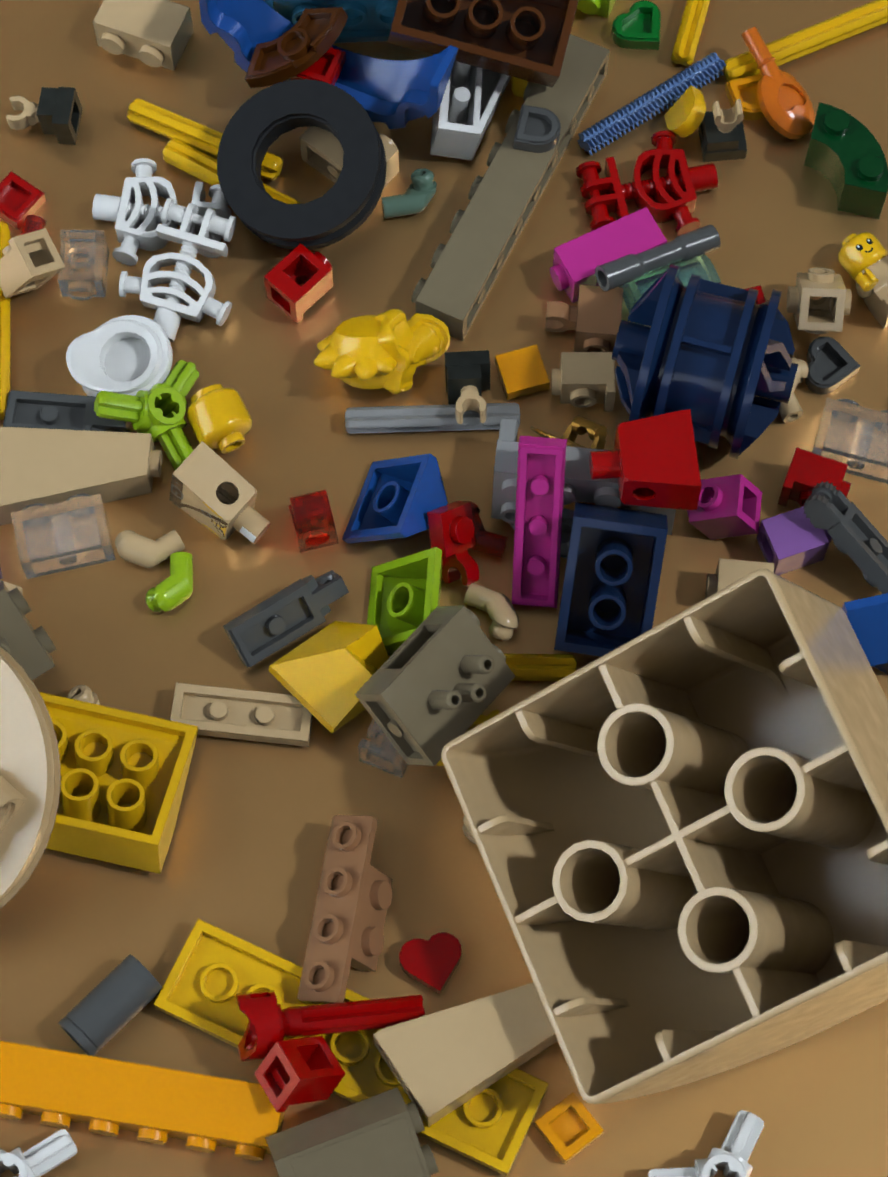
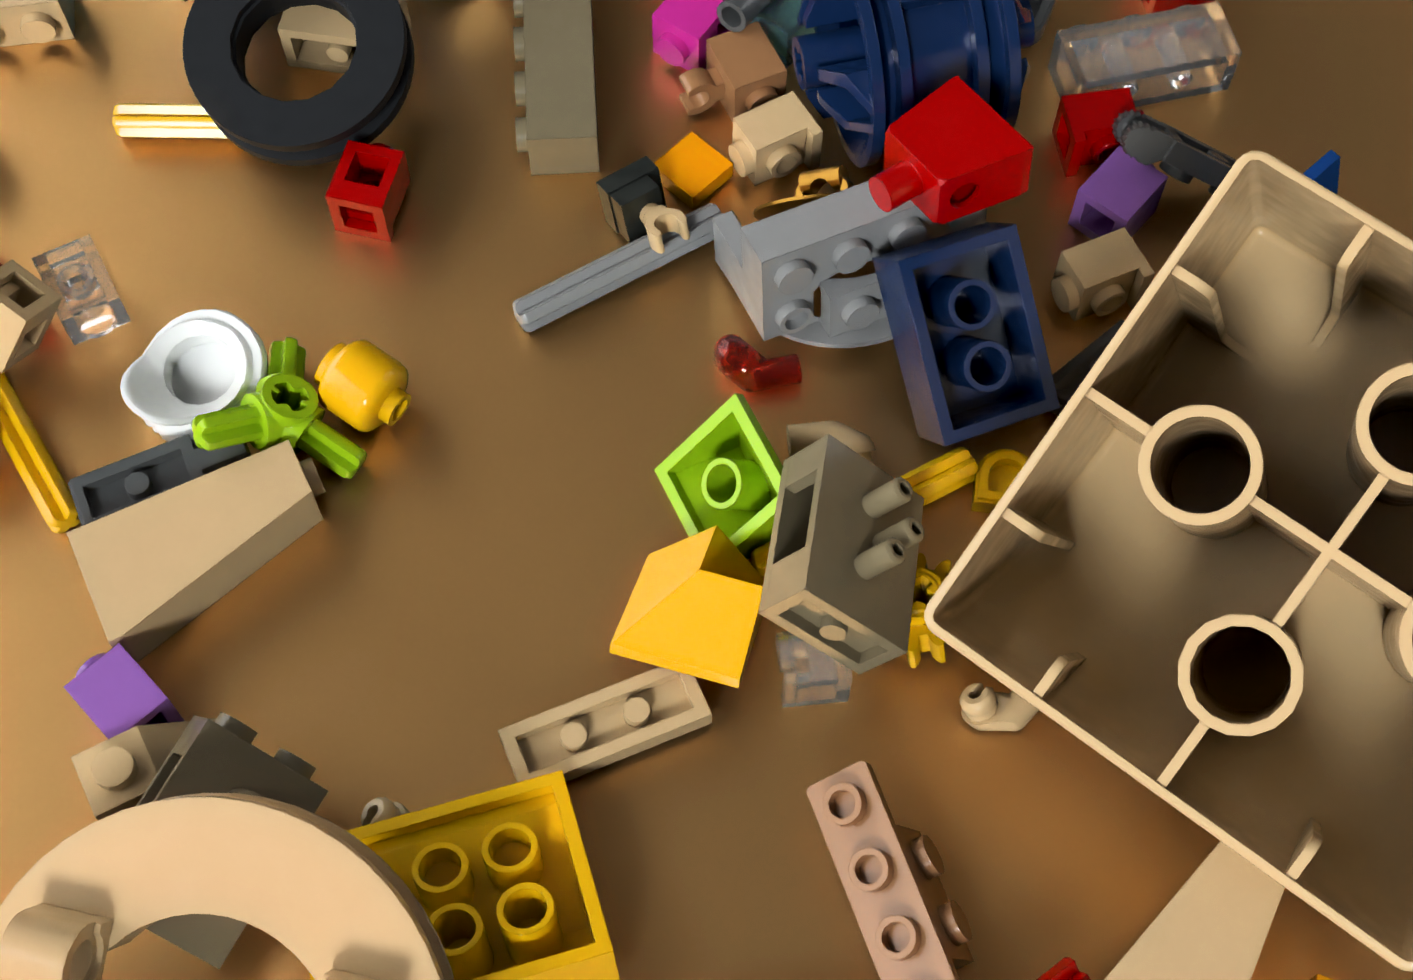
camera: 30 degrees left, 5 degrees down
(62, 535) = (239, 623): clear brick -> none
(138, 222) = (207, 175): white piece -> none
(146, 551) = (359, 590): tan arm -> none
(168, 299) = (208, 270): white piece -> none
(176, 587) = (425, 616): lime arm -> none
(190, 133) = (105, 92): yellow axle -> none
(217, 495) = (416, 474): tan torso -> none
(284, 617) = (586, 580): dark grey hinge -> none
(312, 516) = (548, 442): clear red leg -> none
(383, 349) = (517, 212): yellow head -> none
(396, 499) = (643, 371): blue slope -> none
(414, 199) = (450, 44): sand green arm -> none
(431, 960) = (1034, 907): red tile -> none
(453, 532) = (738, 368): red plate -> none
(538, 521) = (841, 299): dark pink tile -> none
(727, 507) = (1038, 208): dark pink brick -> none

